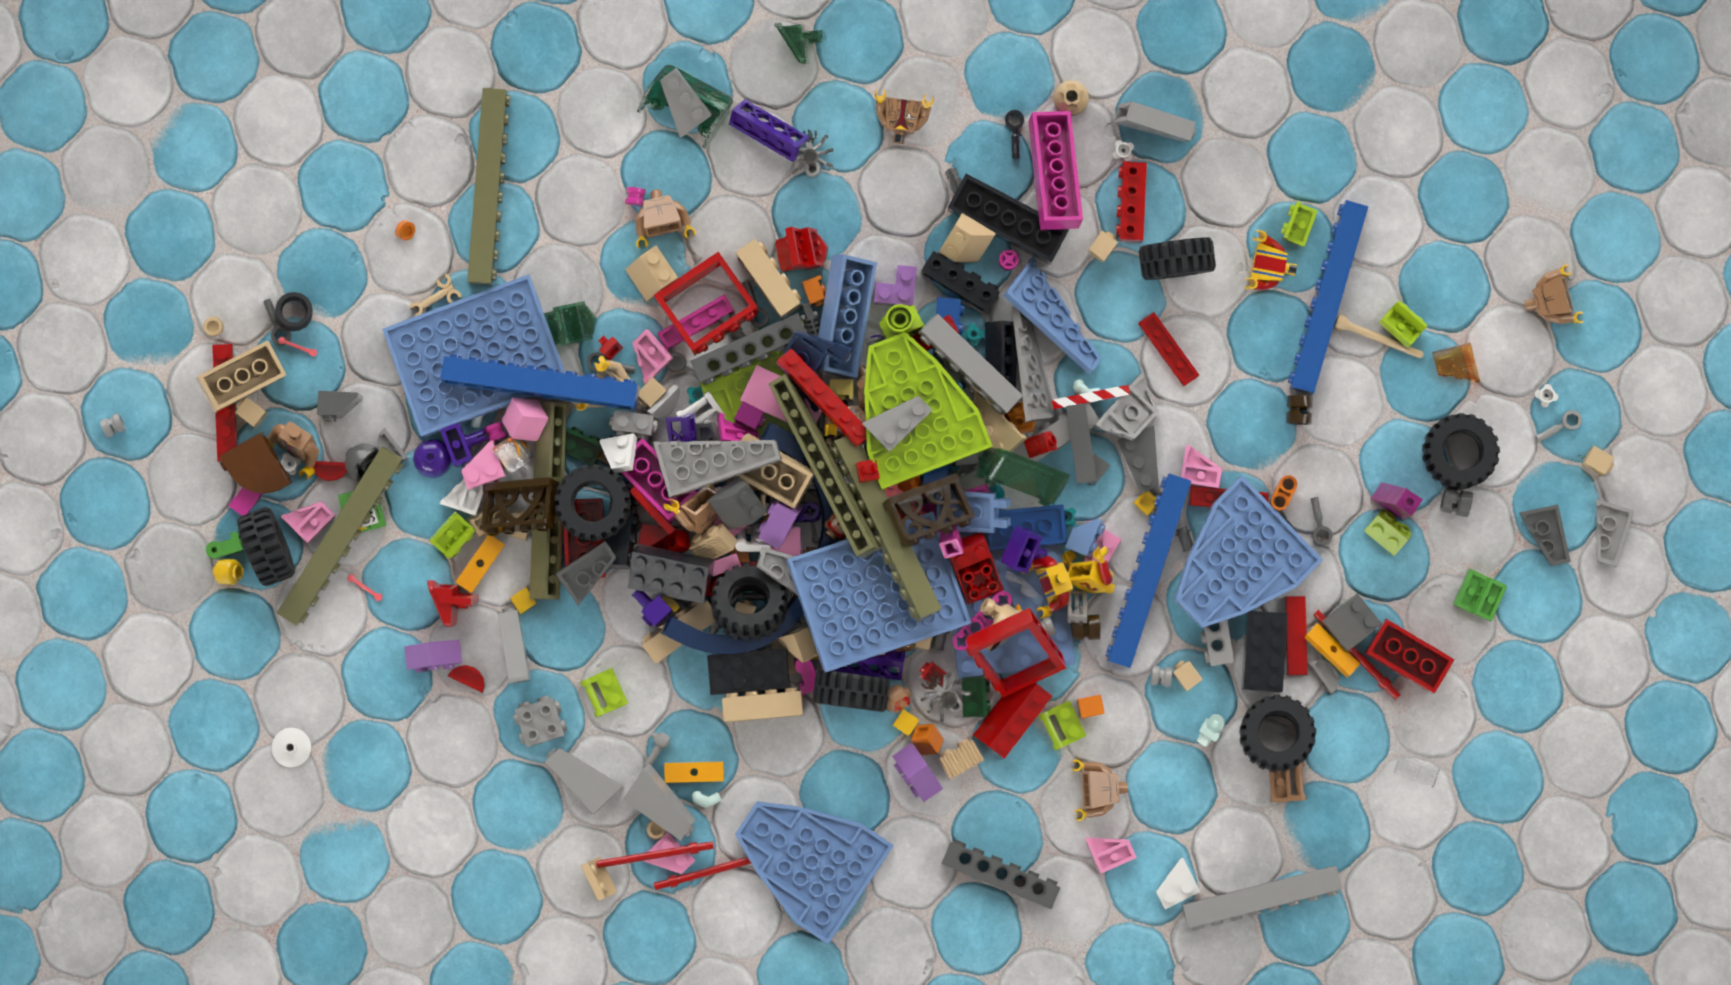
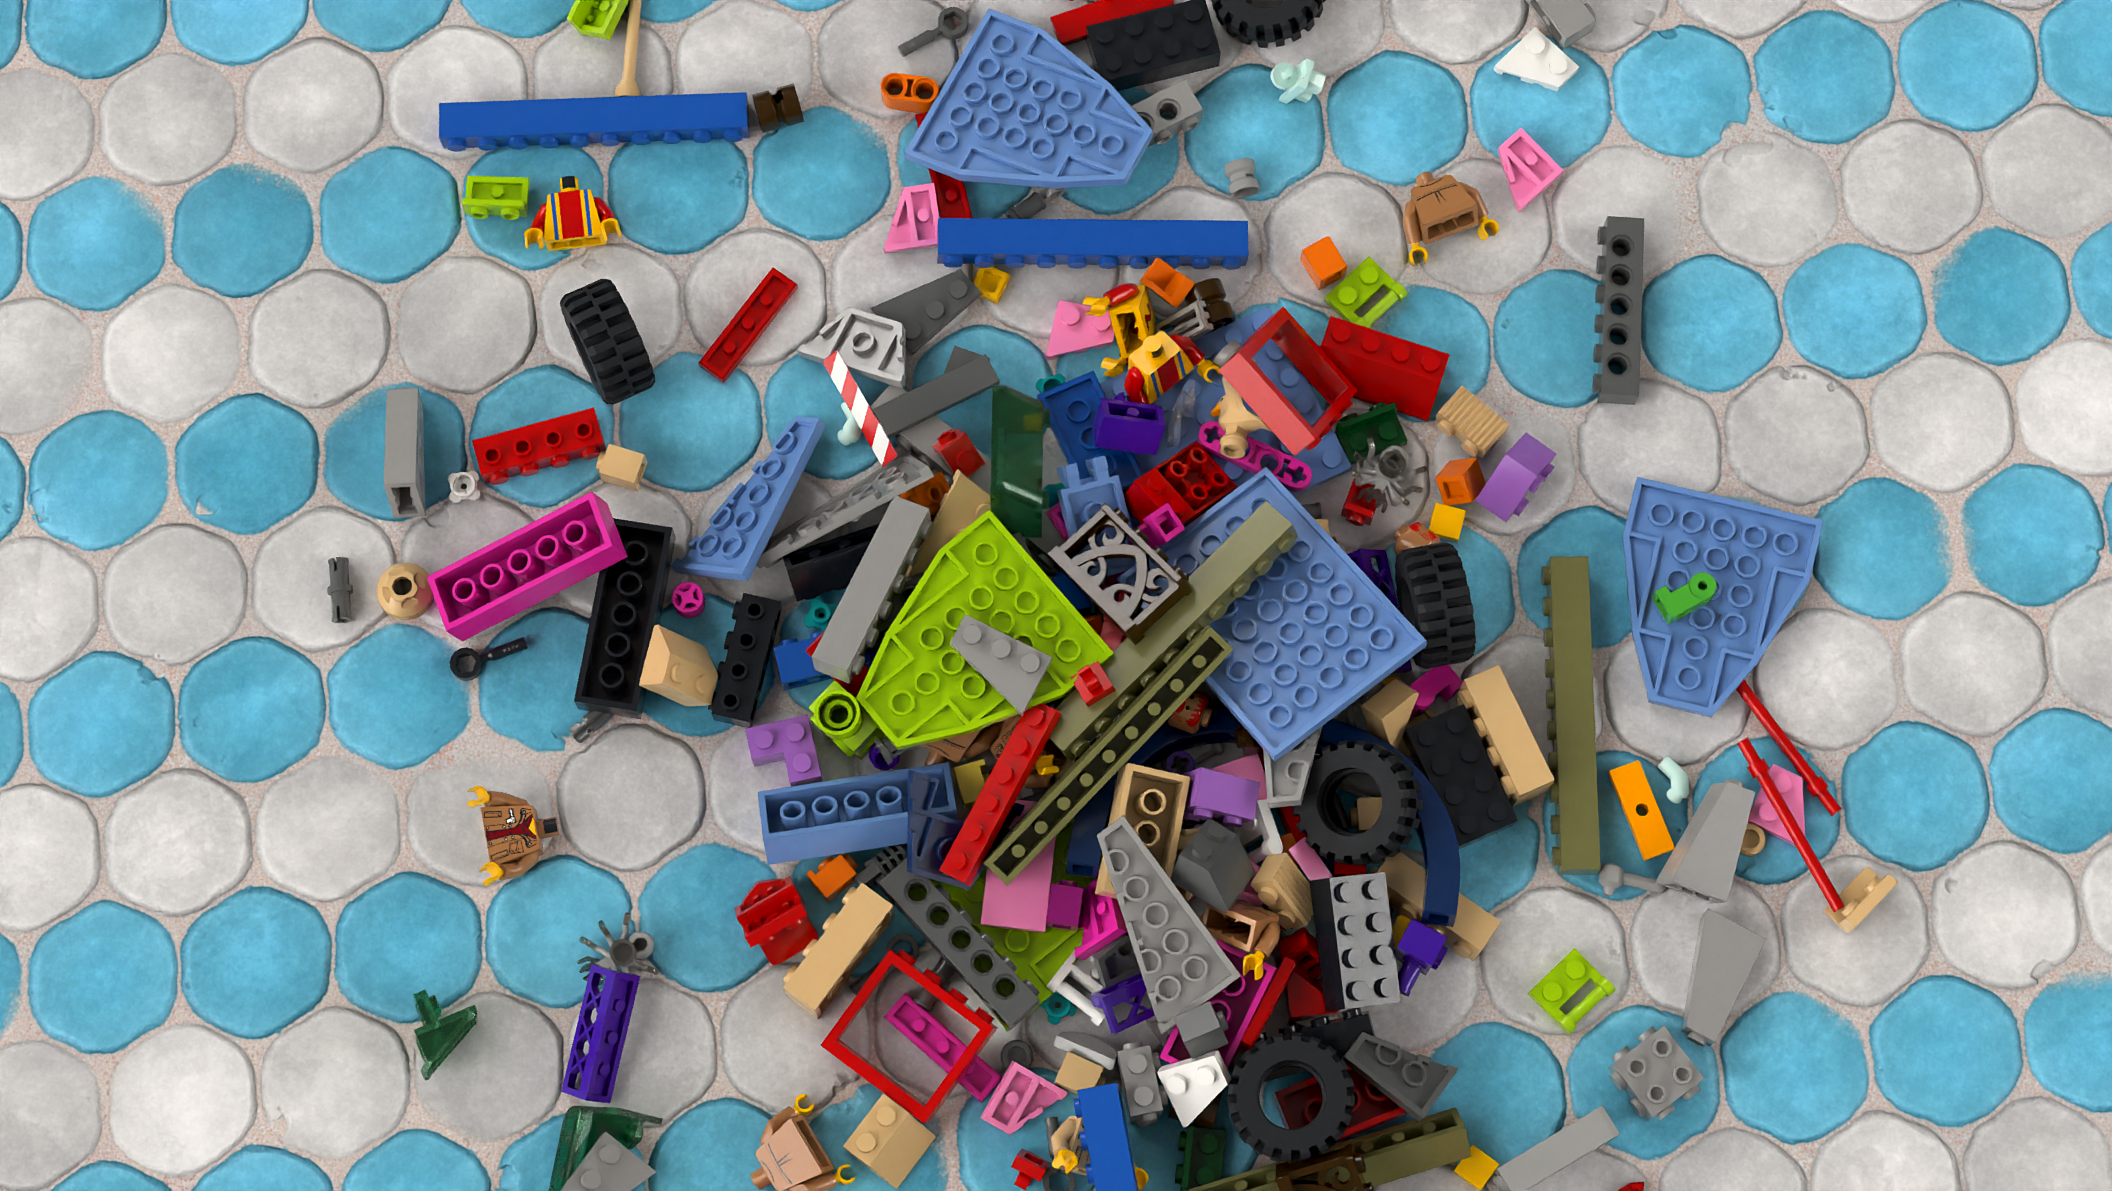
camera: 110 degrees left, 10 degrees down
(646, 464) = (1202, 1029): none -> brick
(764, 753) = (1572, 716): none -> olive brick
(809, 851) = (1686, 598): none -> bright green leg
(1083, 60) = (340, 589): none -> dark grey pin
(1084, 537) = (1075, 348): medium blue slope -> none
(1106, 605) = (1166, 282): none -> orange panel
(1186, 675) = (1227, 142): tan brick -> none

